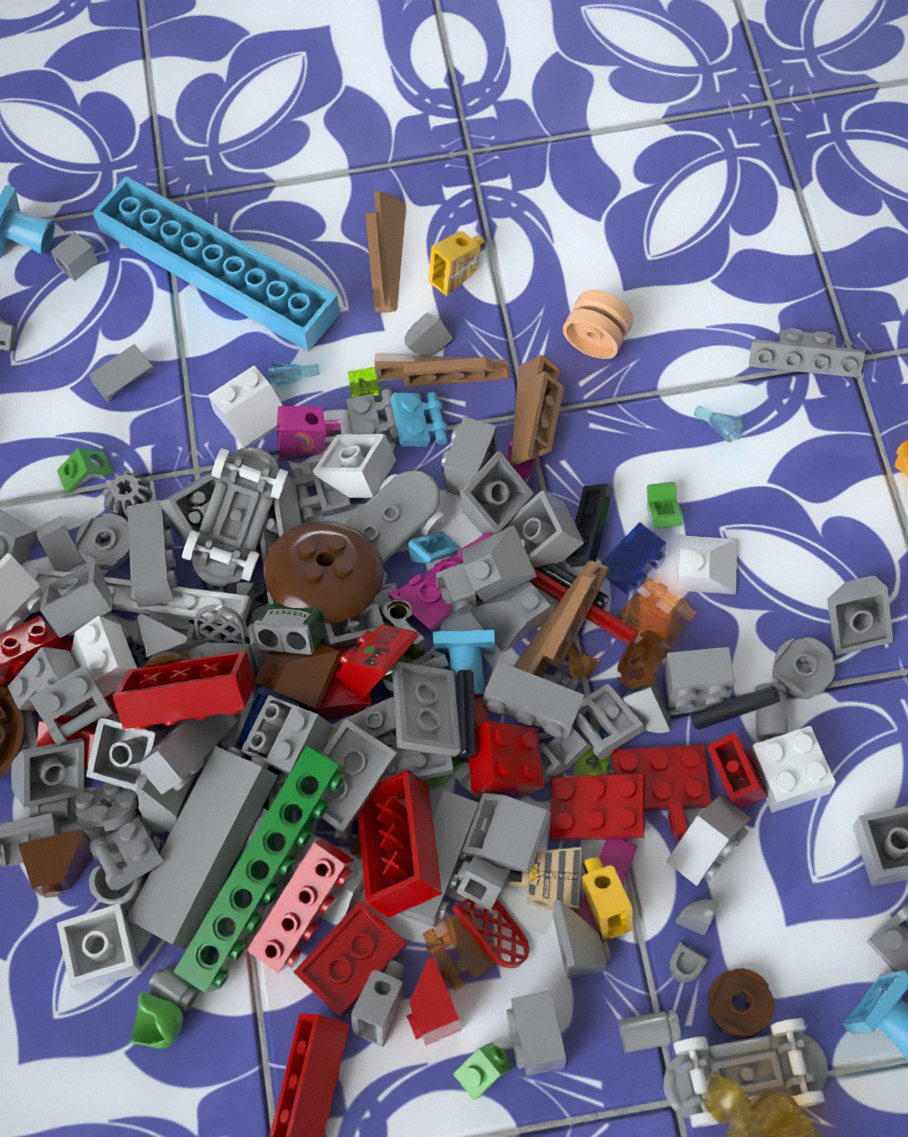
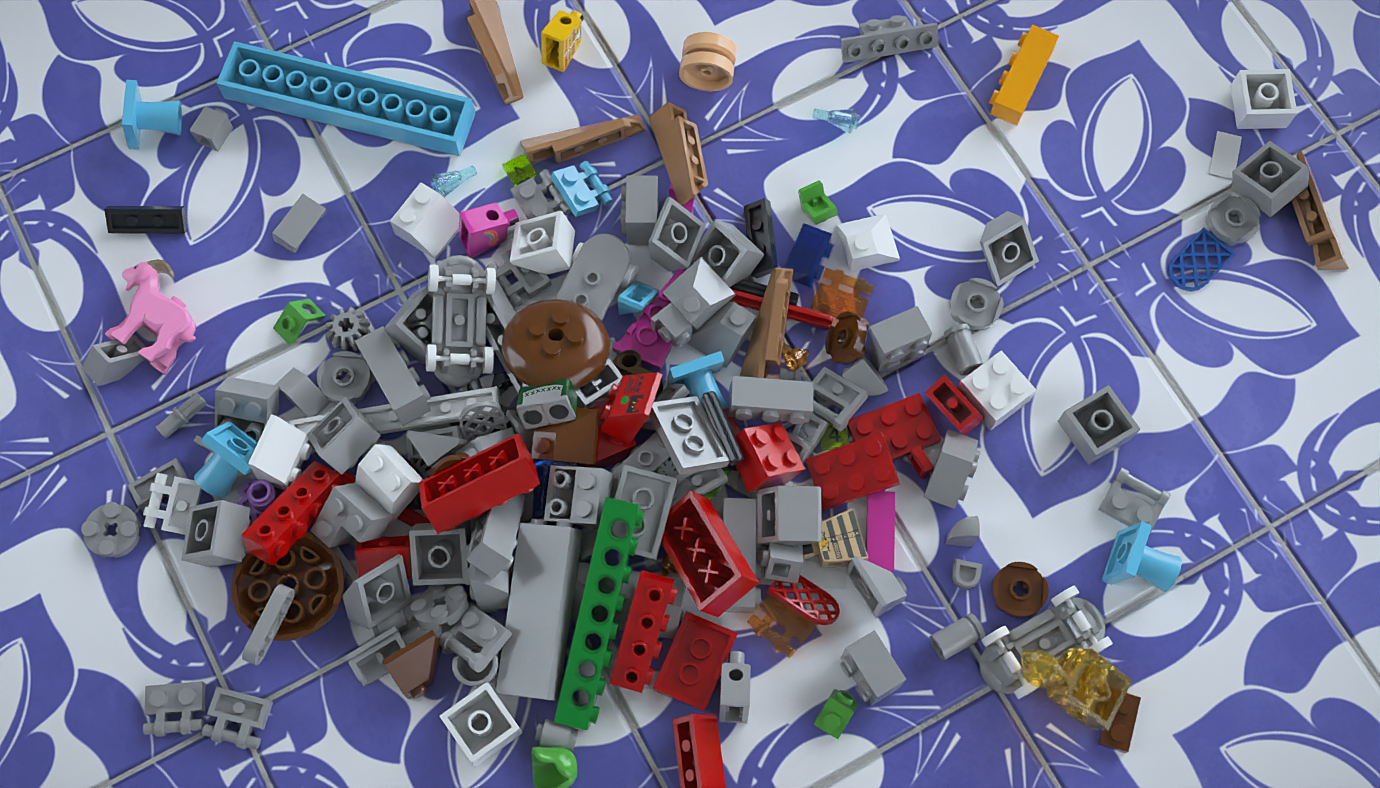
camera: 25 degrees left, 5 degrees up
(64, 696) = (374, 523): light grey plate -> none
(427, 335) = (560, 112): light grey brick -> none
(432, 1008) = (781, 676): red slope -> none
(606, 899) = (889, 543): yellow torso -> none
(735, 707) = (935, 354): black axle -> none

